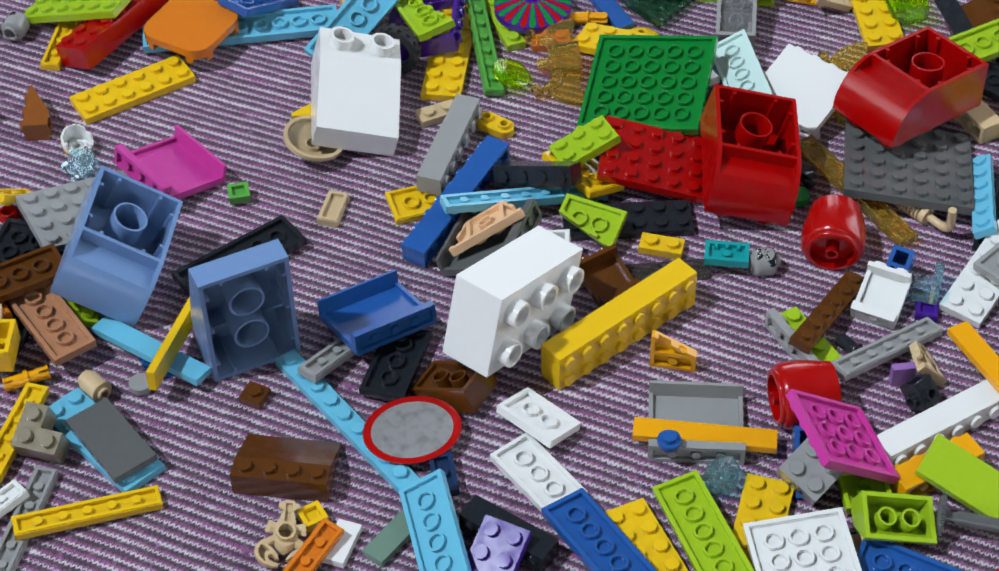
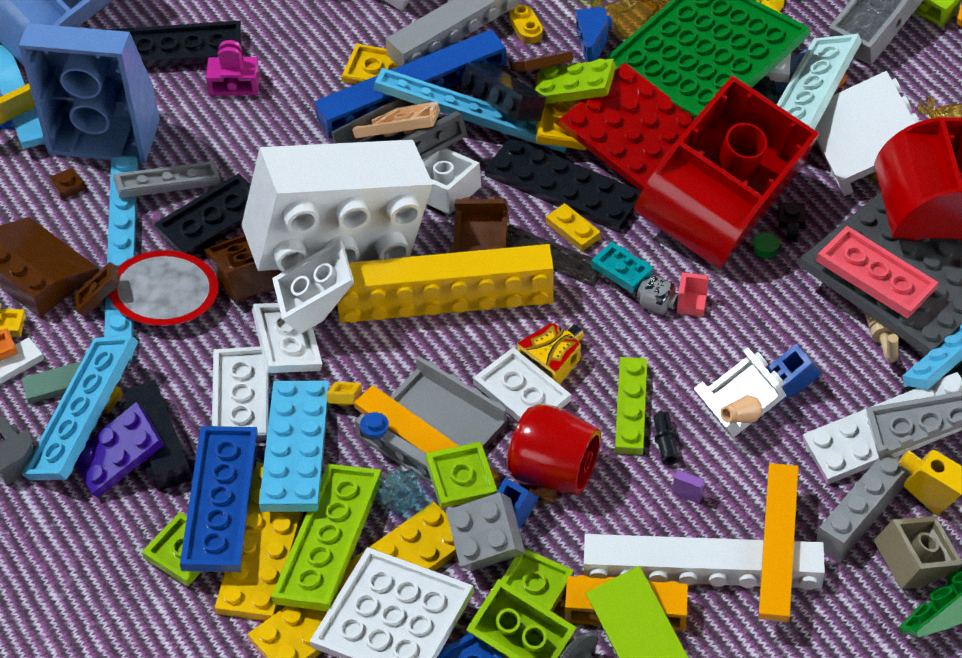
camera: 35 degrees right, 5 degrees up
(314, 254) = (231, 72): none -> dark pink brick
(333, 209) = (296, 37): tan tile -> none
(364, 455) = (96, 289): none -> reddish brown plate
(375, 313) = (223, 154): blue panel -> none
(446, 463) = (154, 347): dark blue plate -> none
(542, 142) = (541, 61): none -> reddish brown tile
(544, 365) = (313, 287): none -> white slope
(553, 108) = (592, 31): none -> blue slope
(593, 218) = (521, 166): lime wing -> none
(616, 434) = (344, 393): none -> yellow plate
(619, 487) = (294, 447): none -> medium azure plate
(671, 354) = (467, 340): light orange wing -> none
(731, 334) = (553, 350): none -> torso
(734, 366) = (519, 384): none -> white plate
(760, 441) = (460, 474): none -> lime plate
(781, 331) = (606, 389): light grey plate -> none
(784, 246) = (692, 294): none -> coral panel
(826, 312) = (662, 381): reddish brown plate -> none
(833, 233) = (749, 299): red piece -> none
(842, 436) = (533, 514): dark pink plate -> none
(877, 211) = (832, 306): clear yellow plate -> none
(885, 348) = (693, 451): light grey tile -> none
(899, 303) = (743, 410): none -> light nougat cone
(902, 173) = (877, 272): none -> coral plate
(920, 392) = (680, 508): black brick -> none
(925, 363) = (721, 489): tan wing -> none
(926, 287) = (809, 409): clear light blue panel -> none
(926, 310) = (785, 435): dark purple tile -> none

